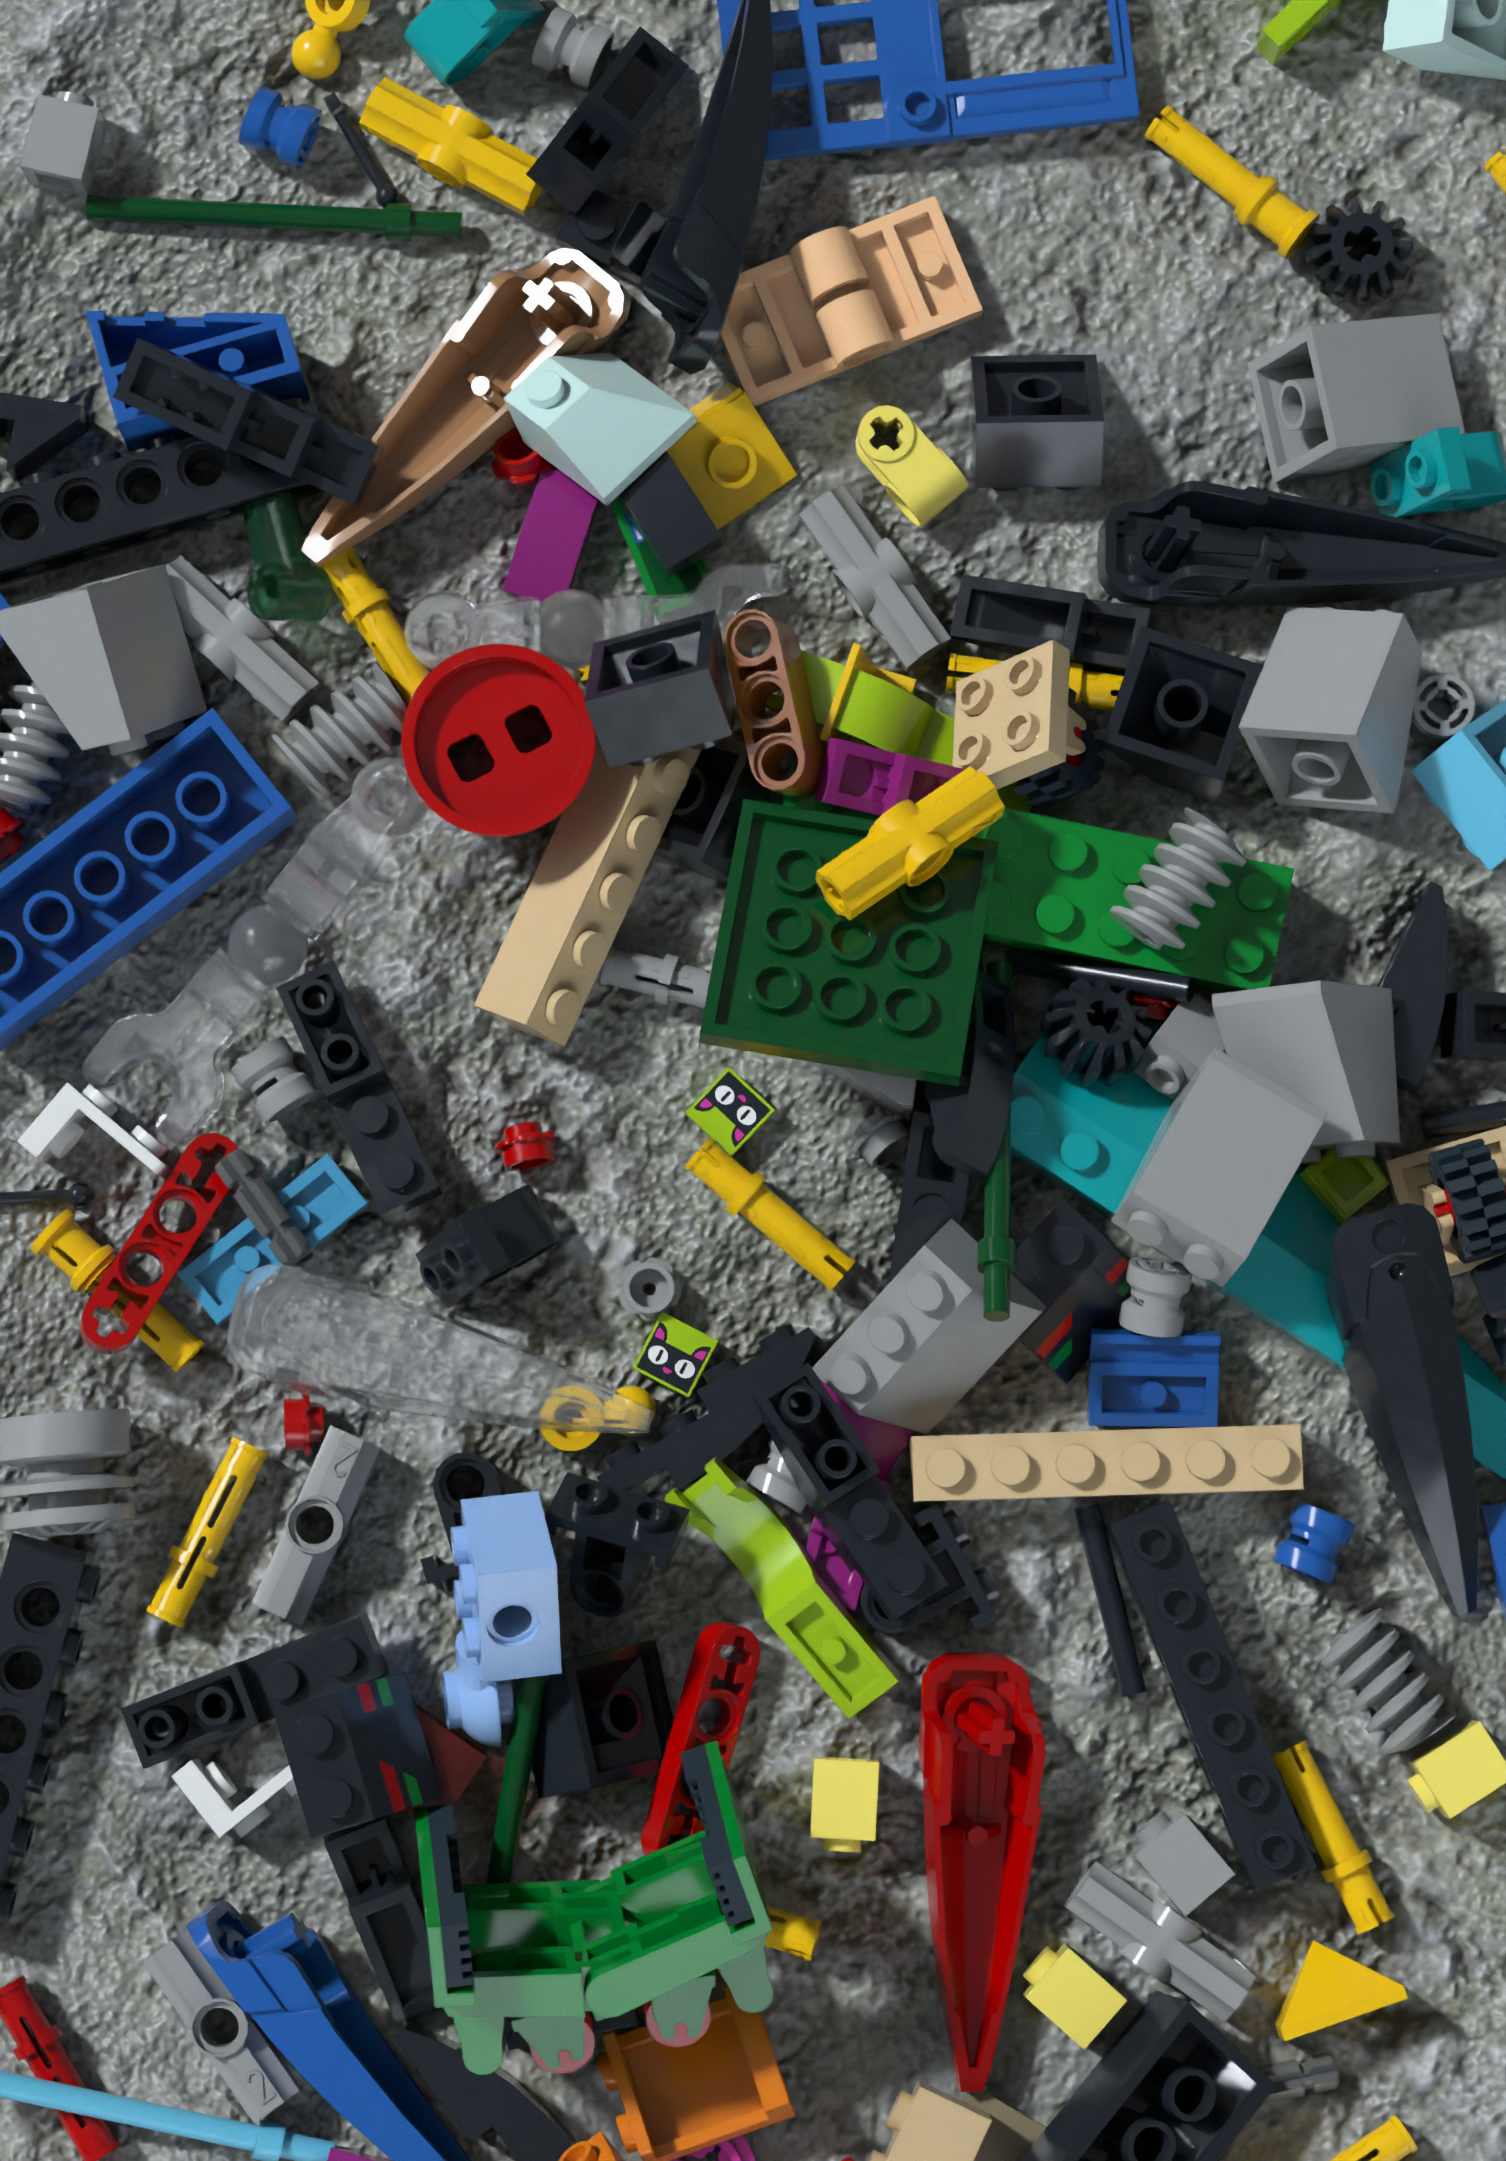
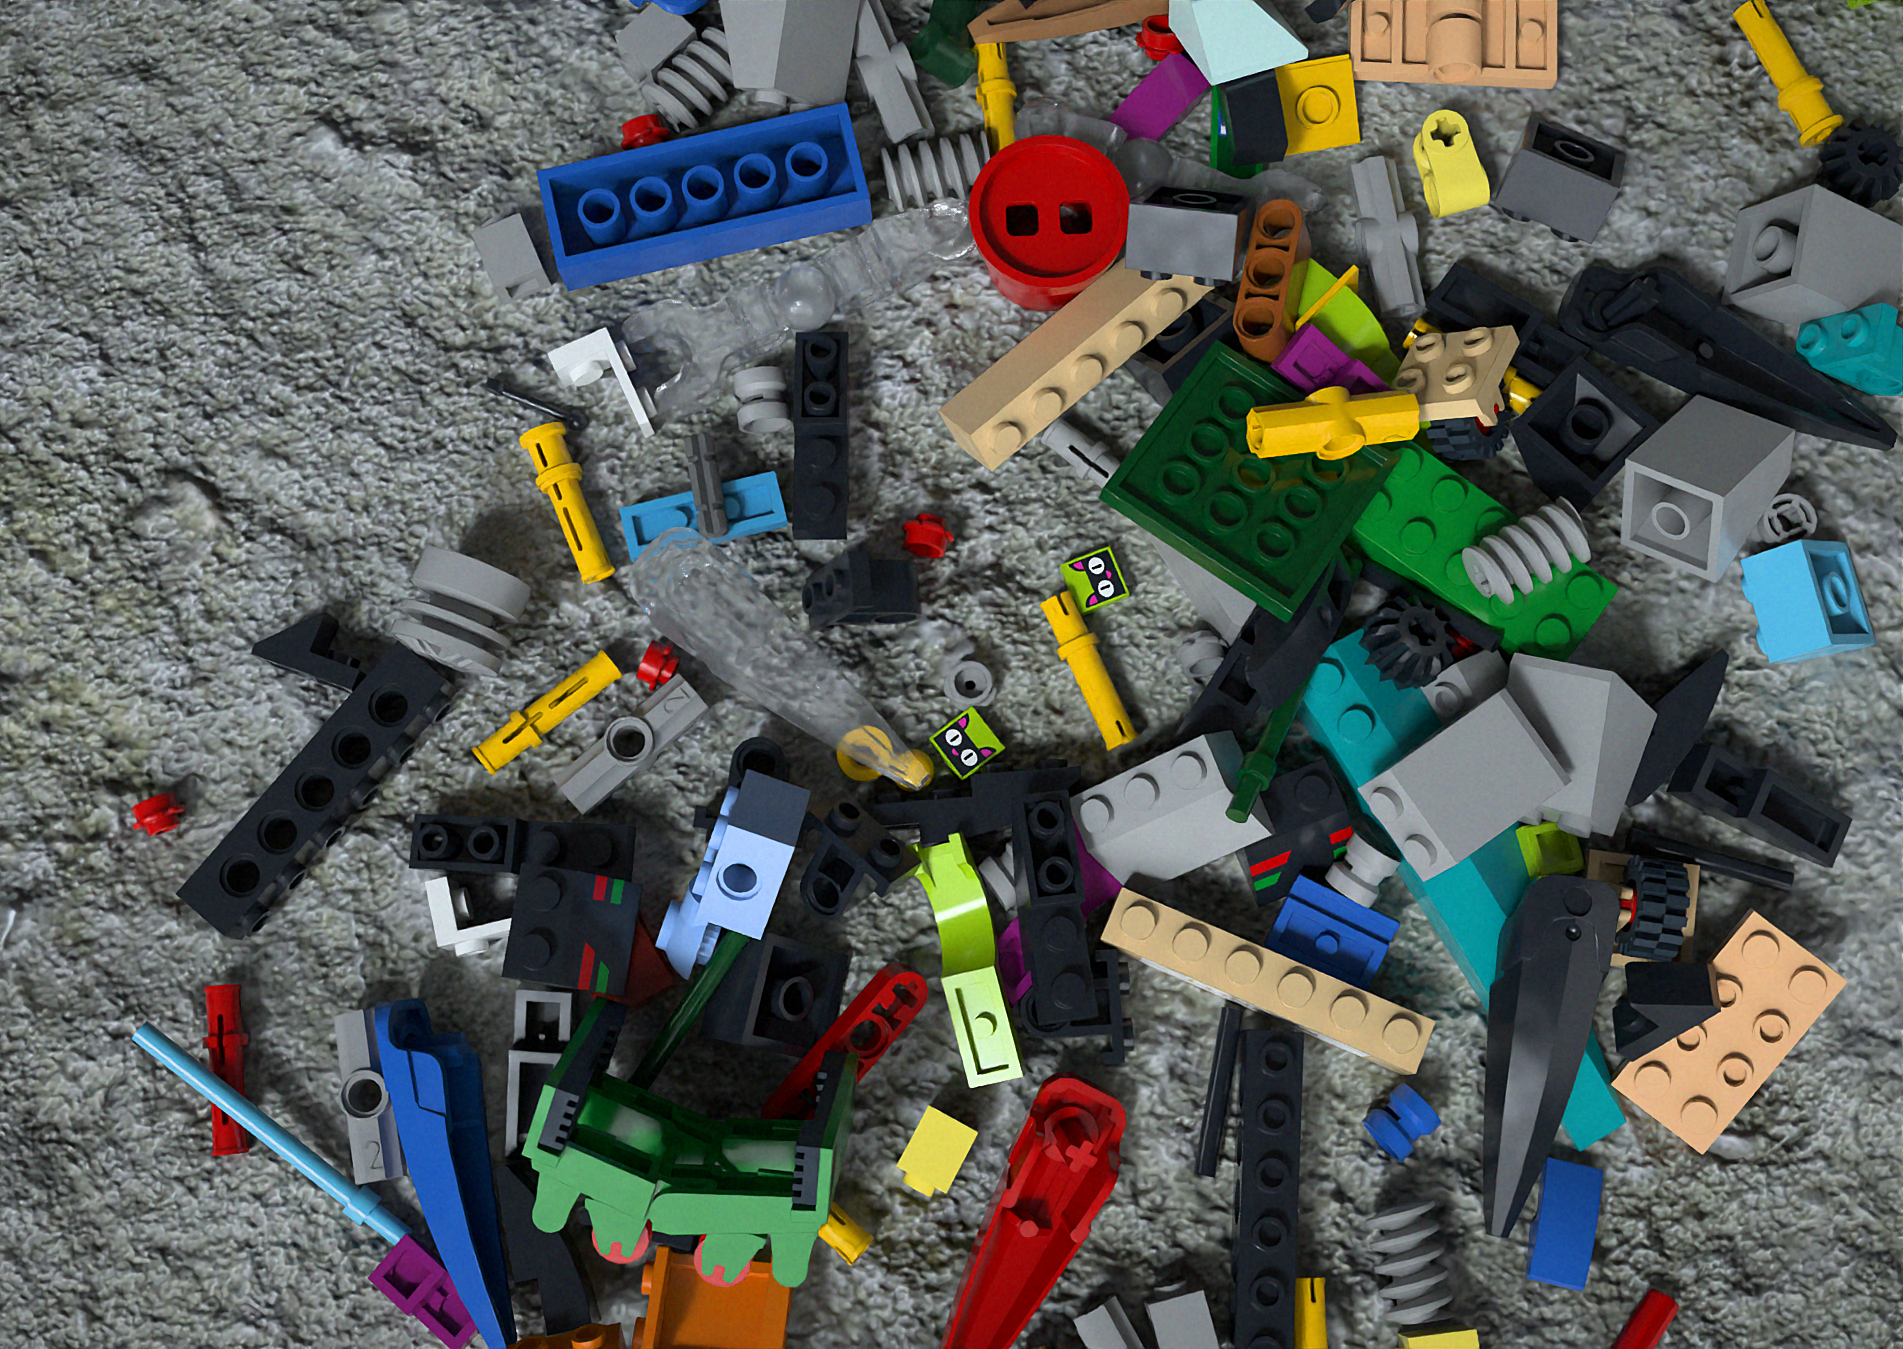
camera: 25 degrees right, 5 degrees down
(154, 1239) = (613, 472): red beam -> none

